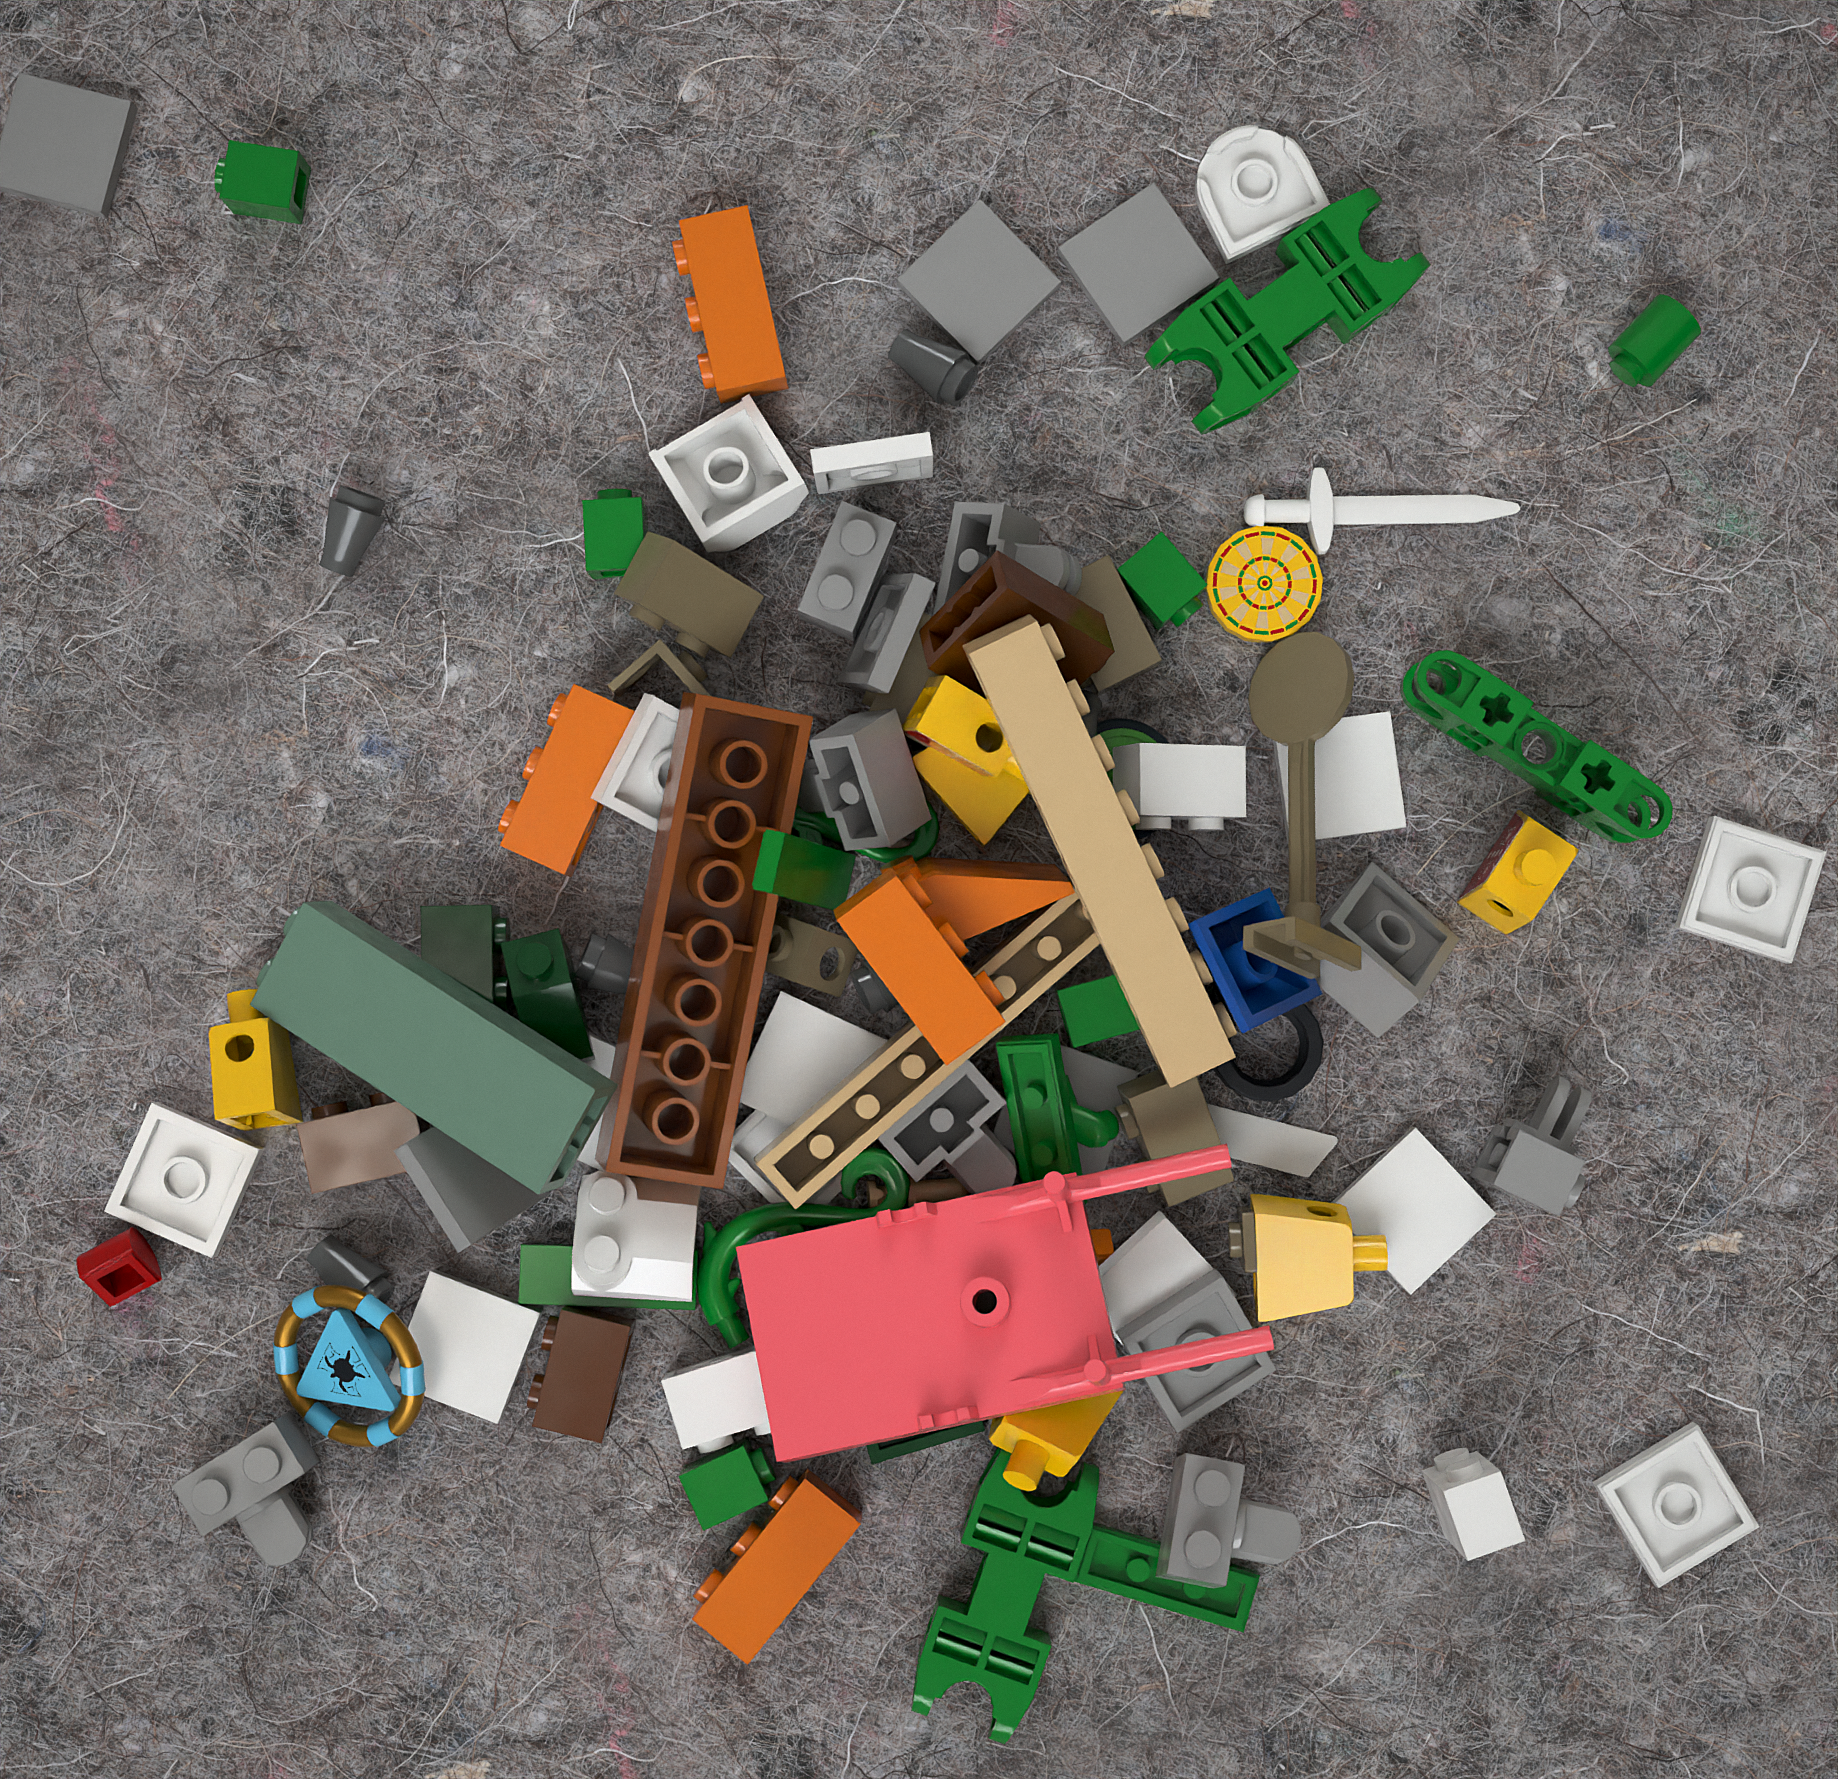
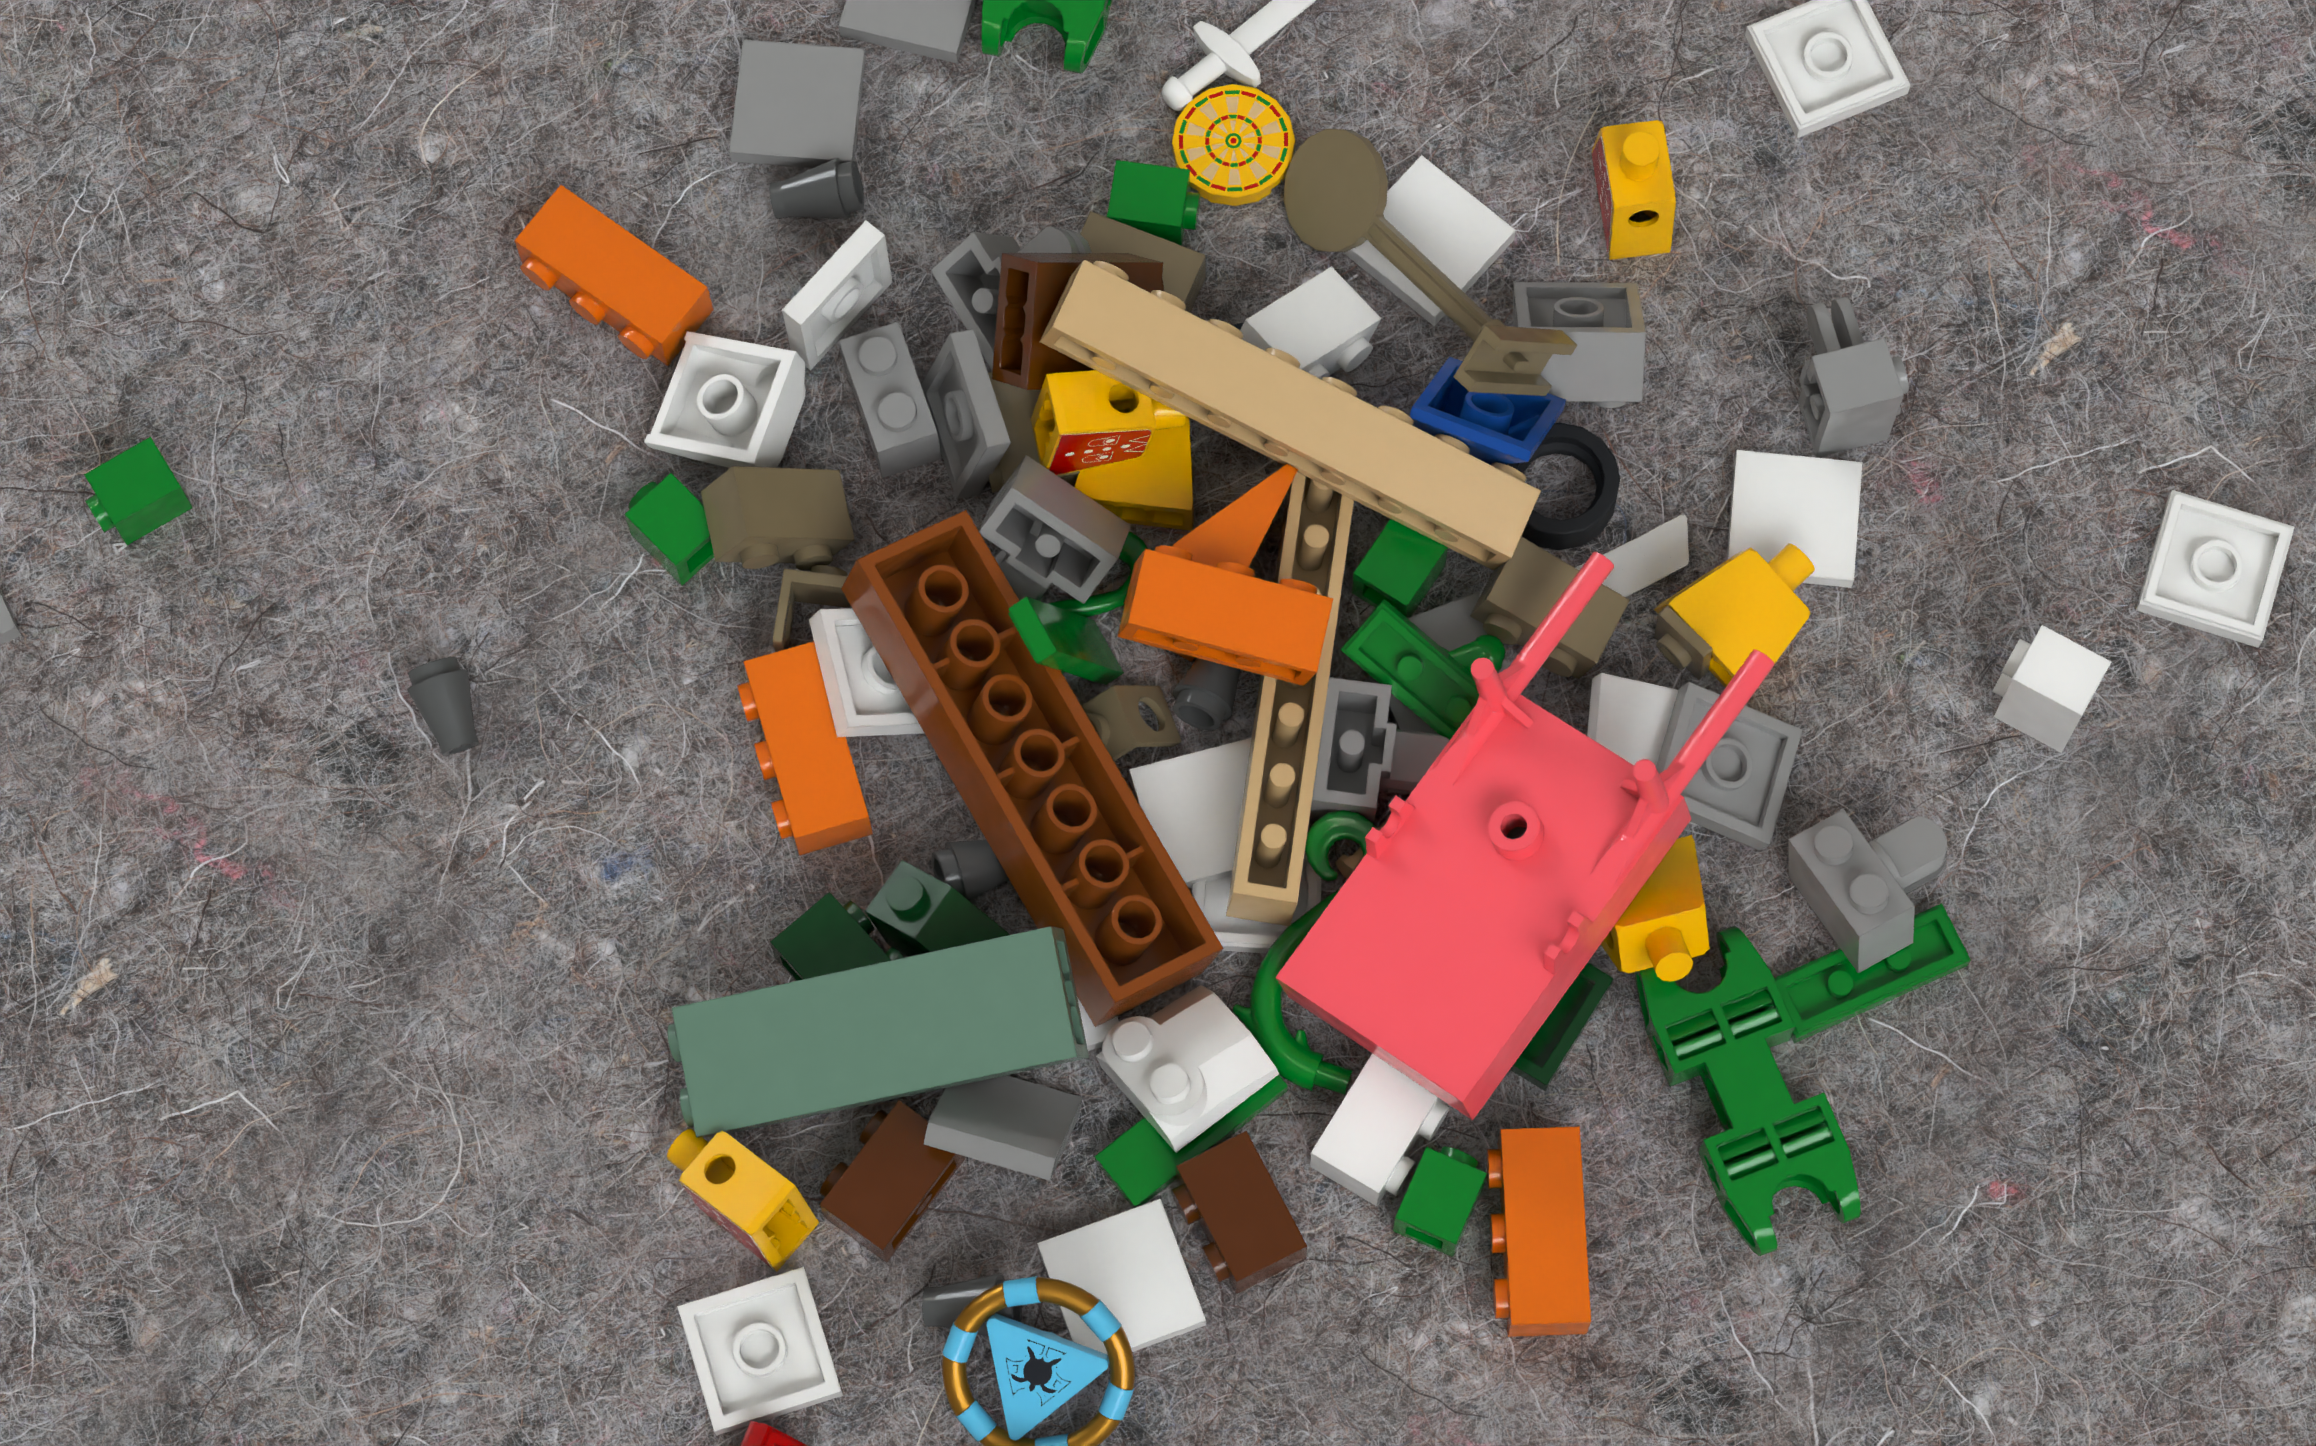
camera: 40 degrees left, 15 degrees down
(1573, 776) = (1596, 68): green piece -> none

